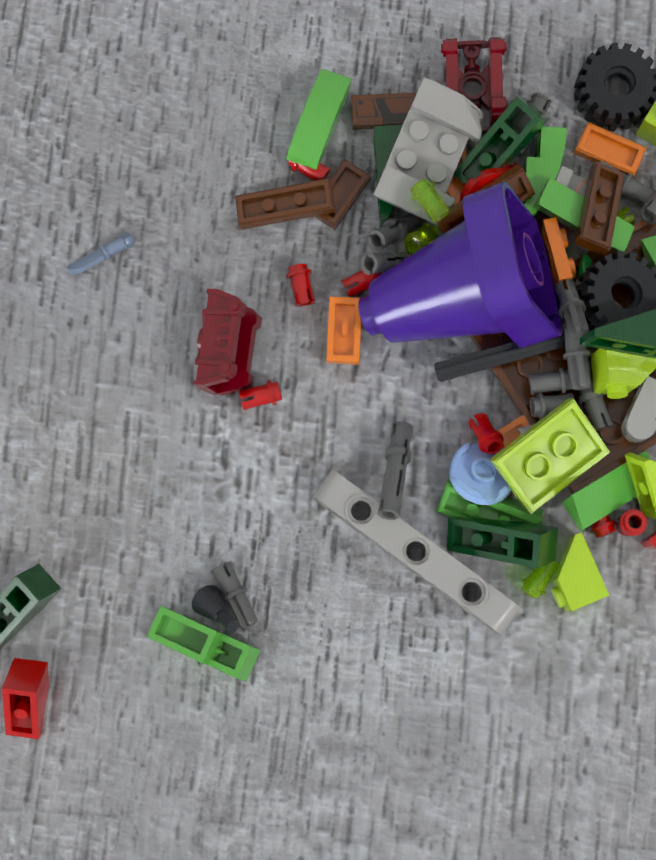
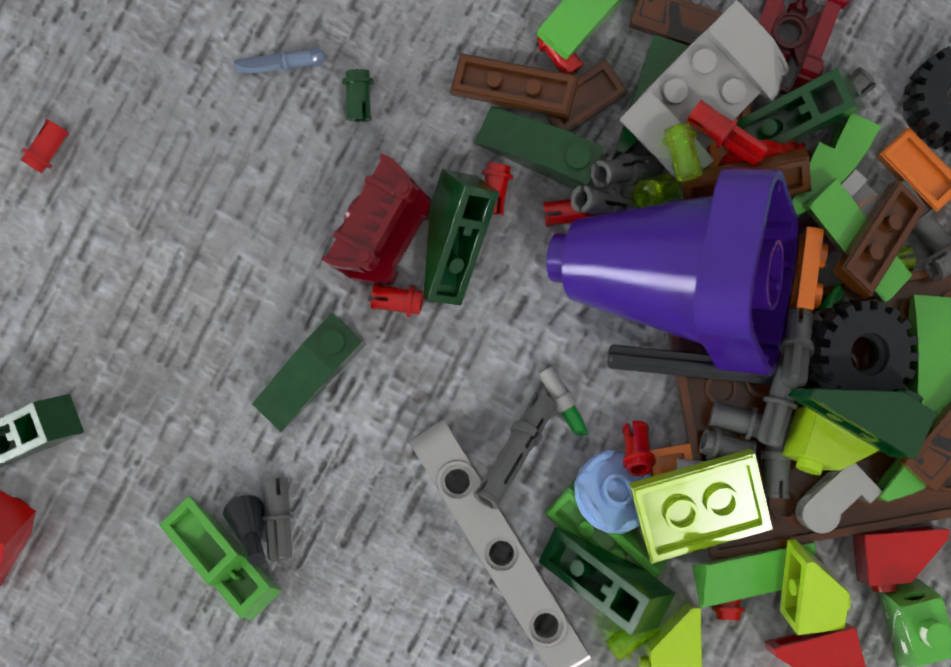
camera: 20 degrees right, 5 degrees up
(170, 255) = (358, 95): none -> dark green pin
(215, 475) = (308, 371): none -> dark green slope
(285, 328) = (455, 234): none -> dark green slope
(322, 241) = (539, 147): none -> dark green slope
(343, 331) = (522, 262): orange plate -> none
(417, 421) = (564, 401): none -> light grey piece
(456, 174) = (727, 133): none -> red axle
(638, 519) = (771, 616): red pin -> none

